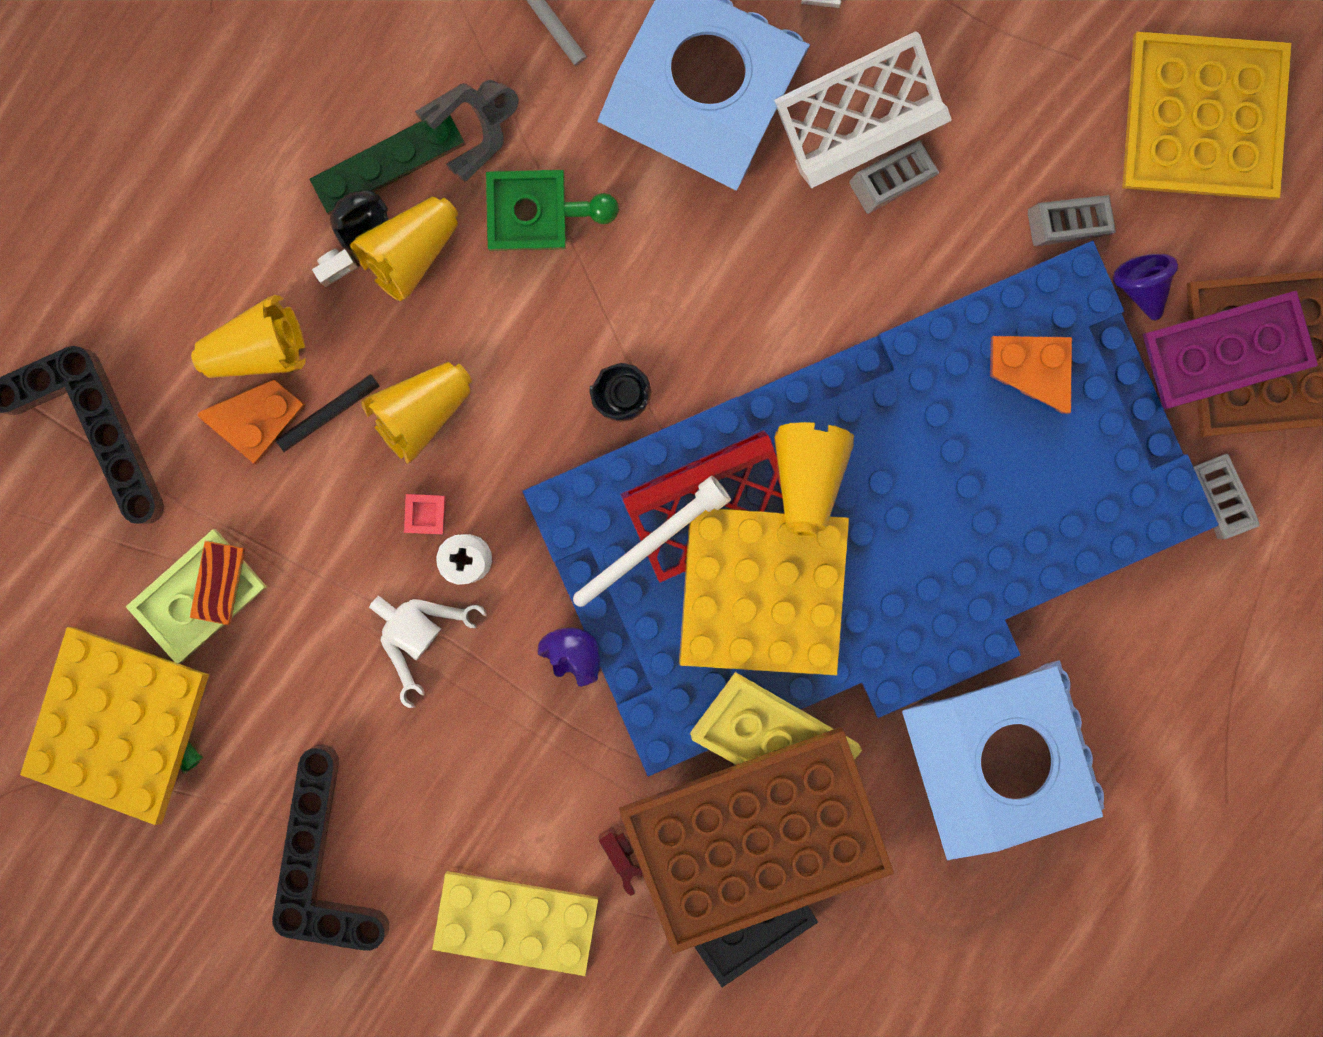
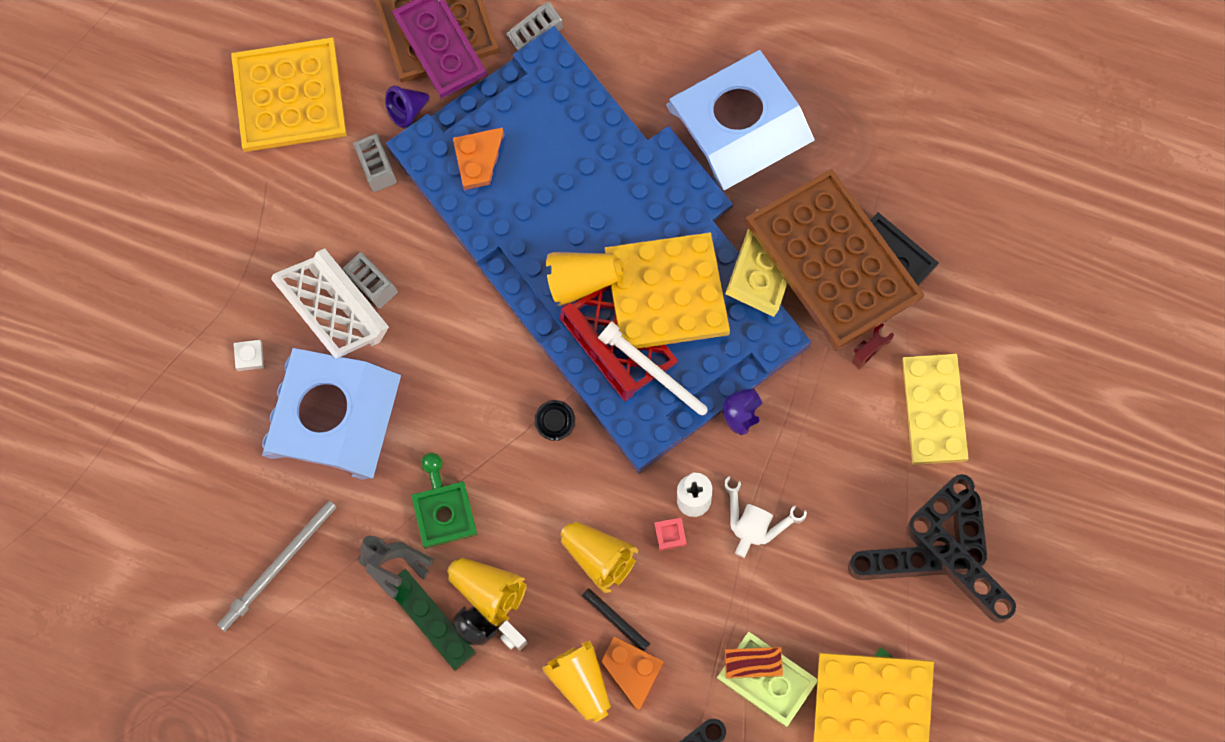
camera: 100 degrees left, 15 degrees down
(293, 892) = (956, 552): none -> black beam

